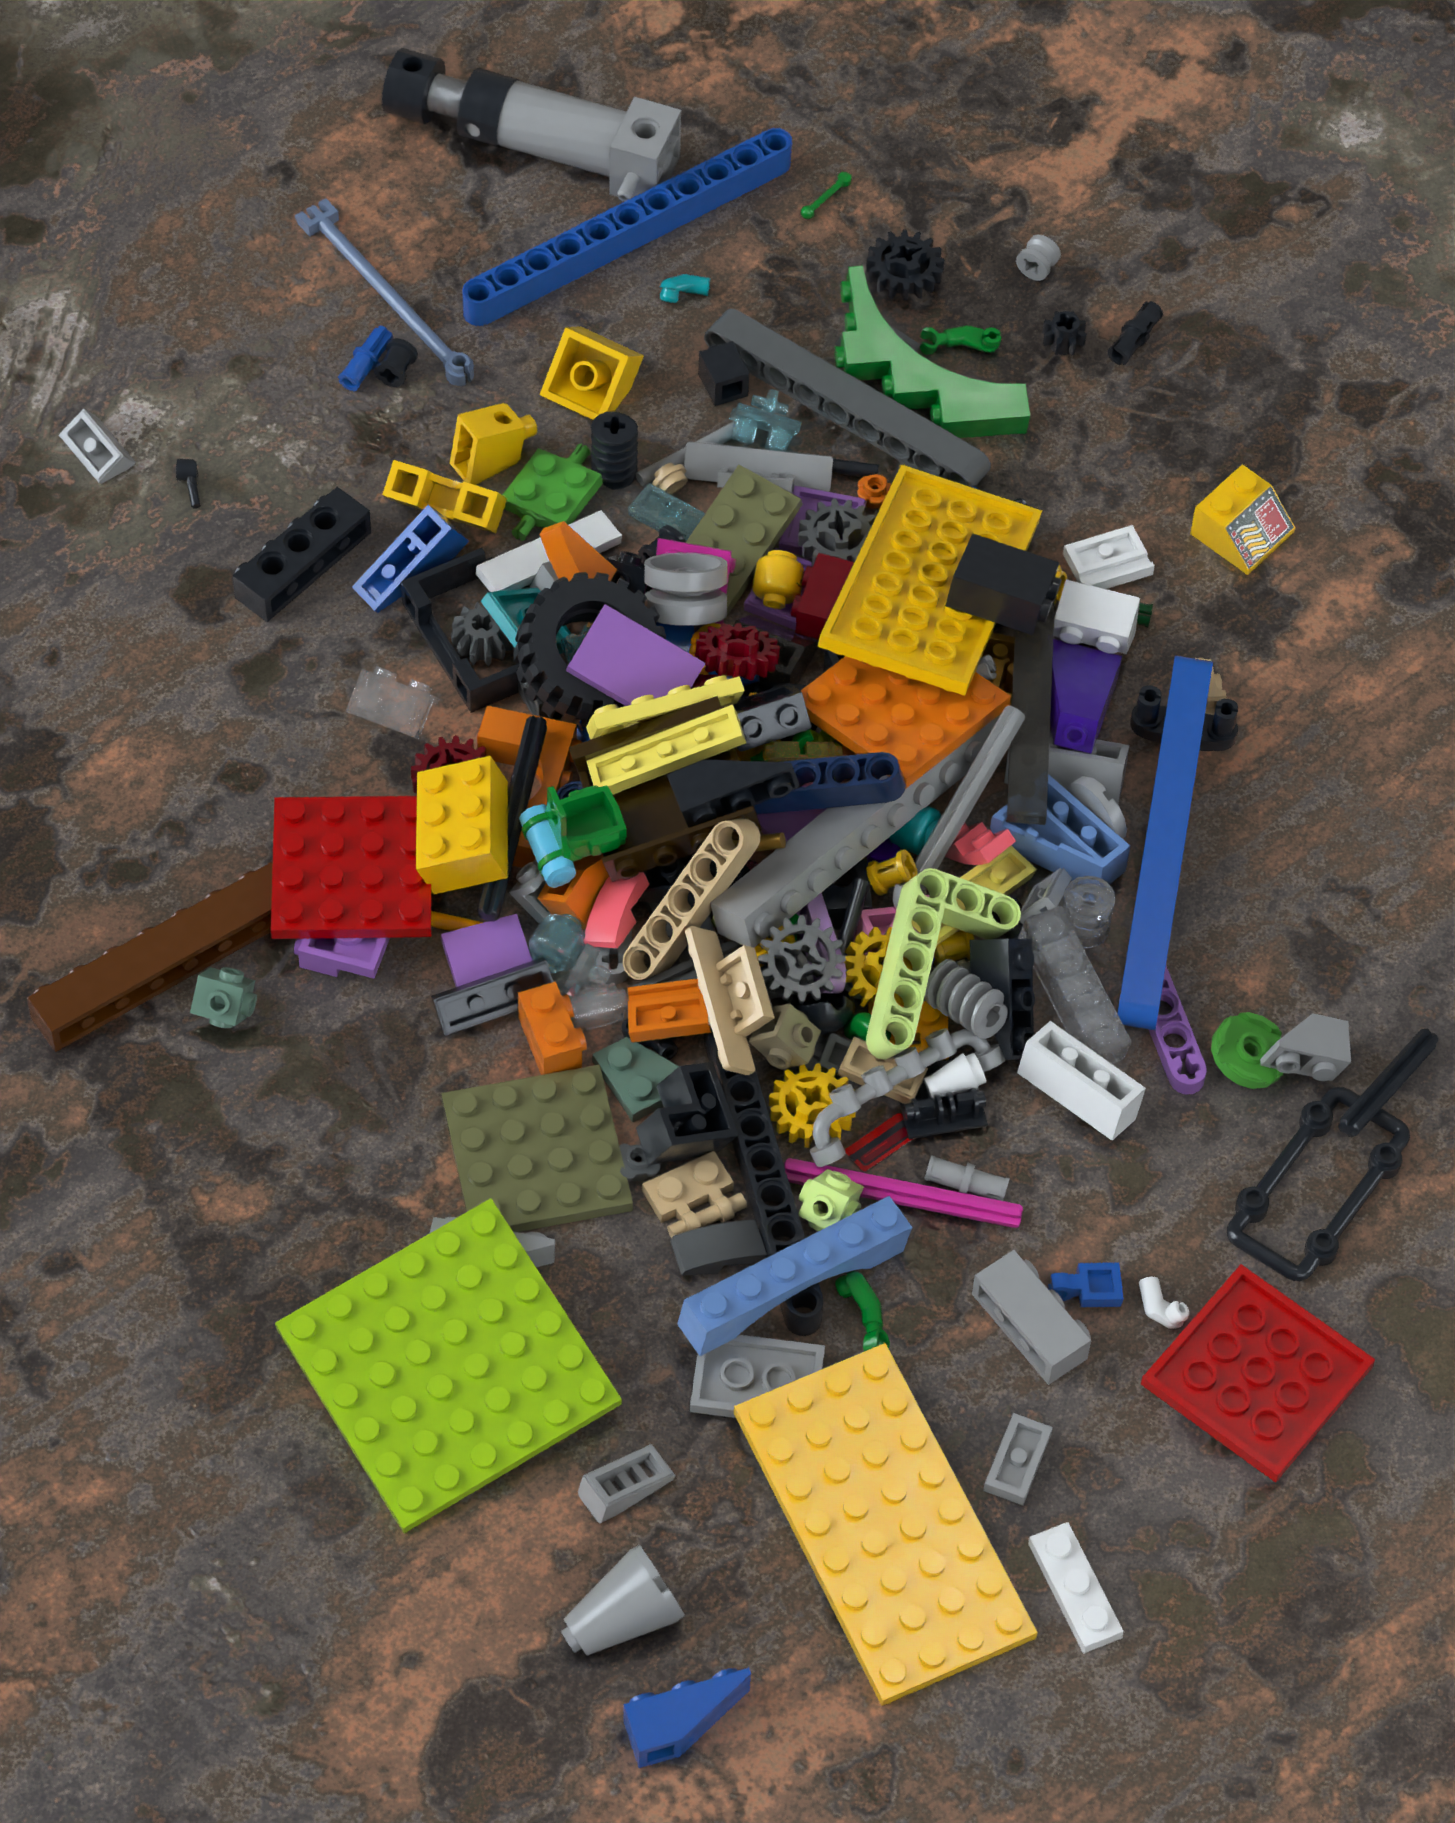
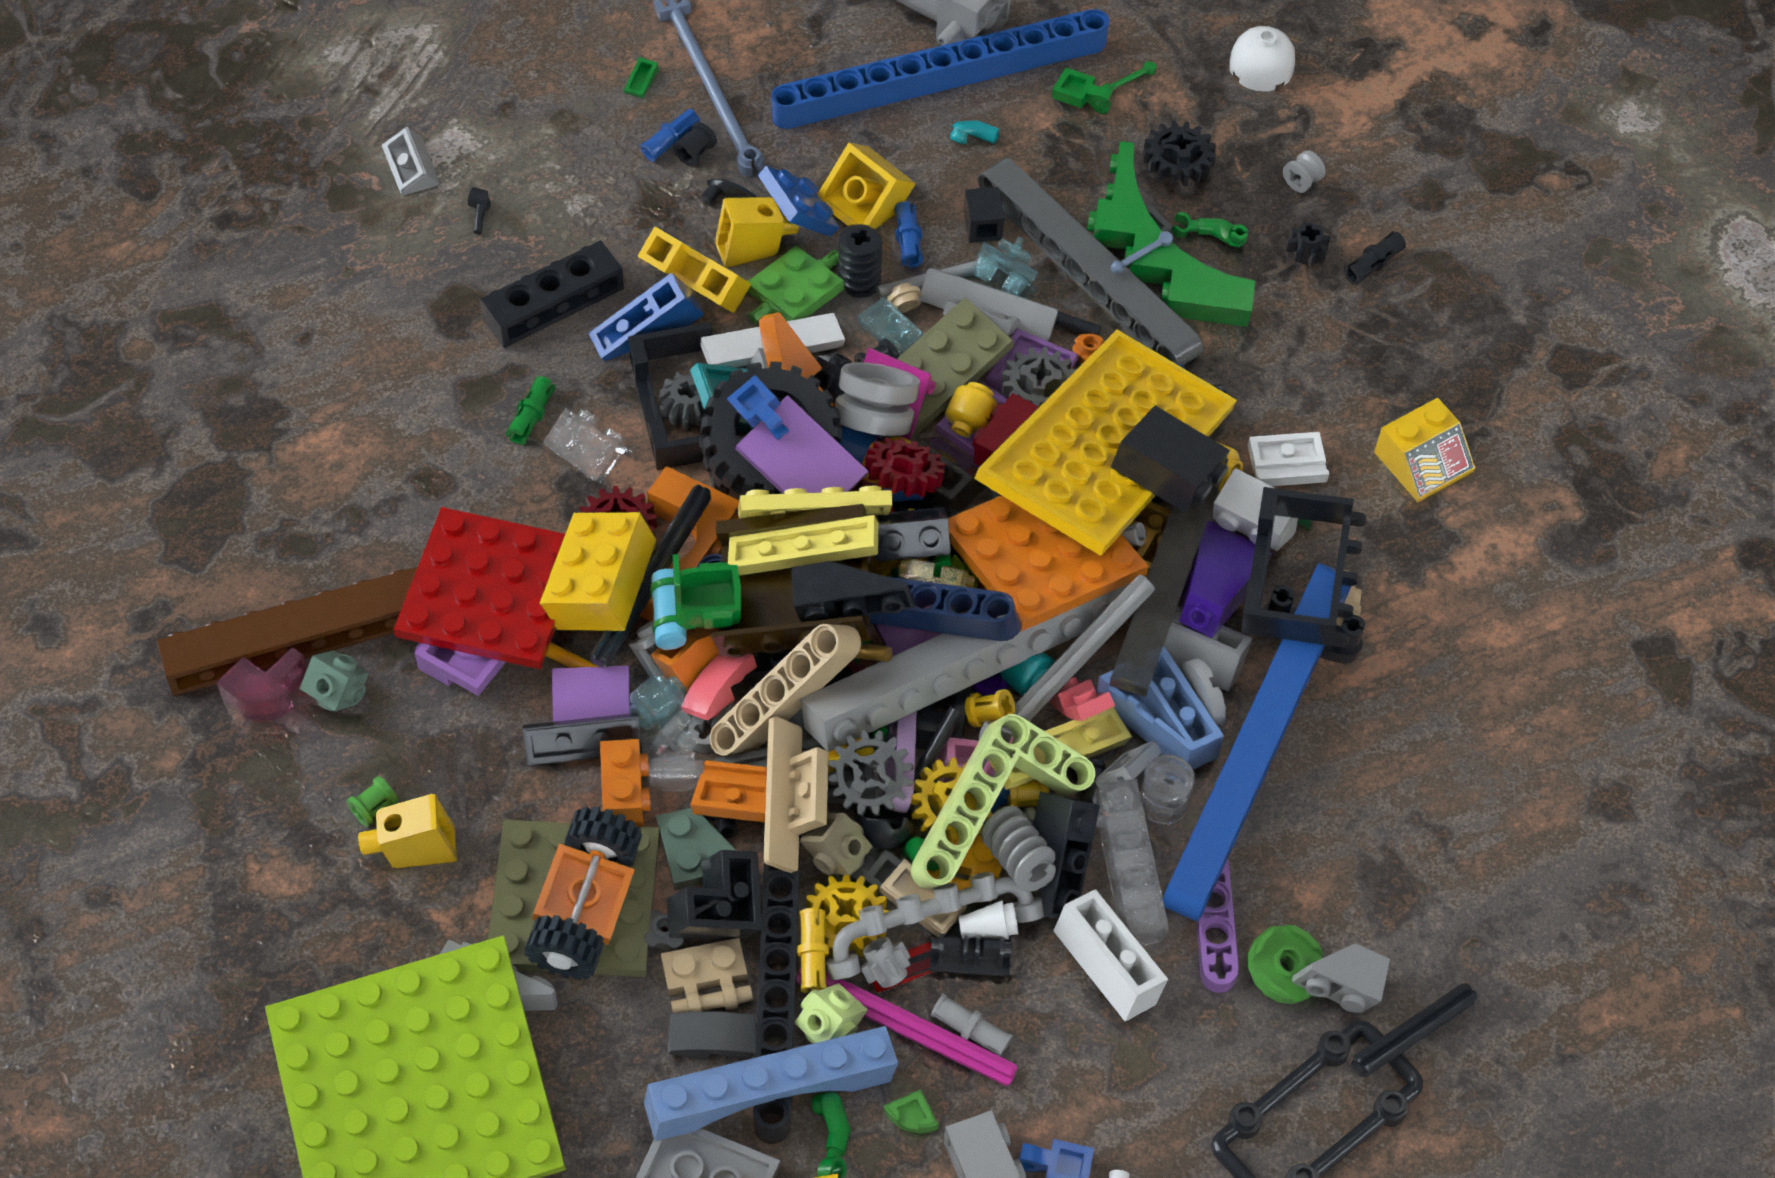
camera: 15 degrees right, 0 degrees up
(146, 1027) = (262, 694): none -> clear pink brick
(303, 1106) = (371, 800): none -> bright green bush
(311, 302) = (641, 77): none -> green piece
(321, 680) = (530, 410): none -> green pin
(357, 1127) = (412, 834): none -> yellow torso
(446, 403) = (725, 188): none -> black bar
(529, 401) = (799, 200): none -> blue plate
(555, 1140) = (583, 893): none -> plate
(577, 619) = (756, 404): none -> blue plate
(651, 411) = (908, 234): none -> blue pin
(779, 217) = (1078, 88): none -> green plate
(794, 1142) = (813, 950): none -> yellow pin
(866, 1138) = (885, 962): none -> light grey gear
(922, 361) = (1165, 239): none -> sand blue hinge
(934, 1274) = (912, 1113): none -> bright green tile
(960, 145) = (1263, 58): none -> white cylinder
(1164, 723) = (1294, 626): none -> black hinge

